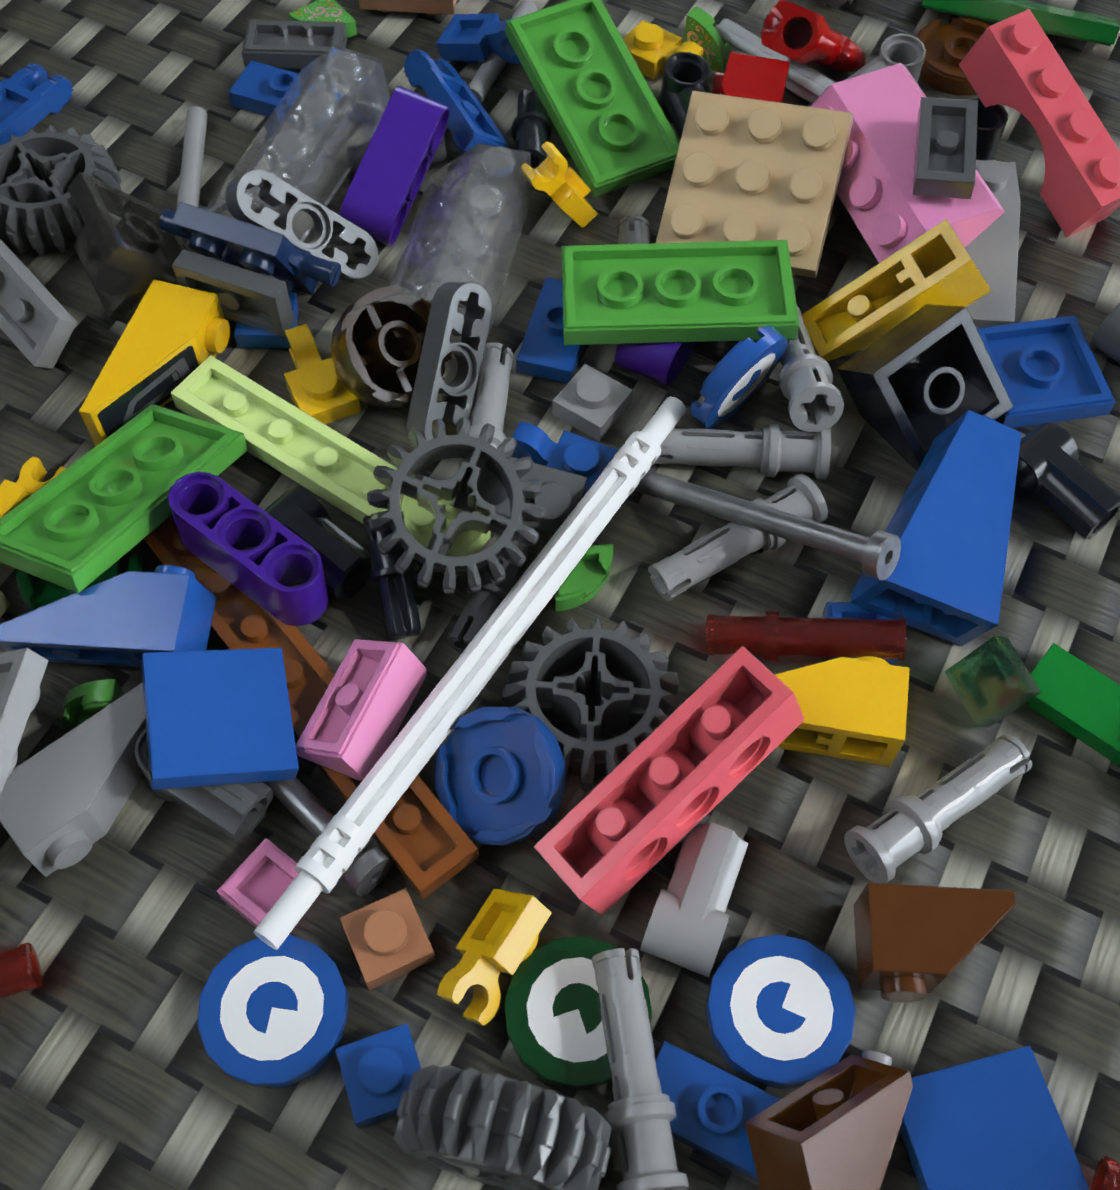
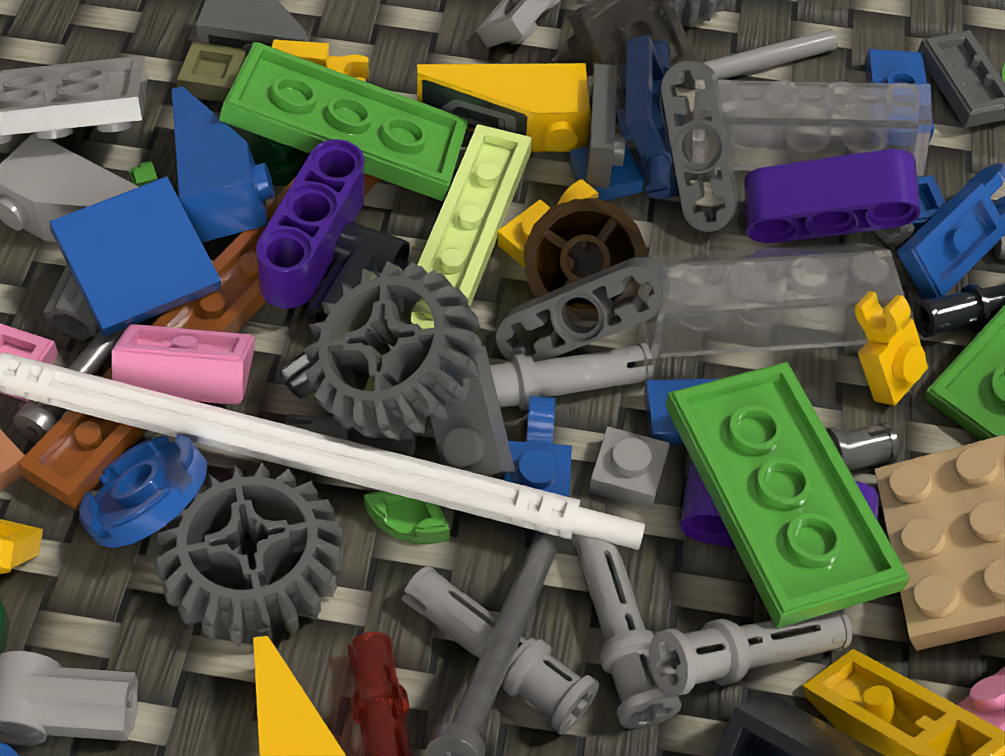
camera: 70 degrees right, 5 degrees down
(671, 781) = (153, 625): coral brick -> none
(738, 377) = (679, 578): blue tile -> none

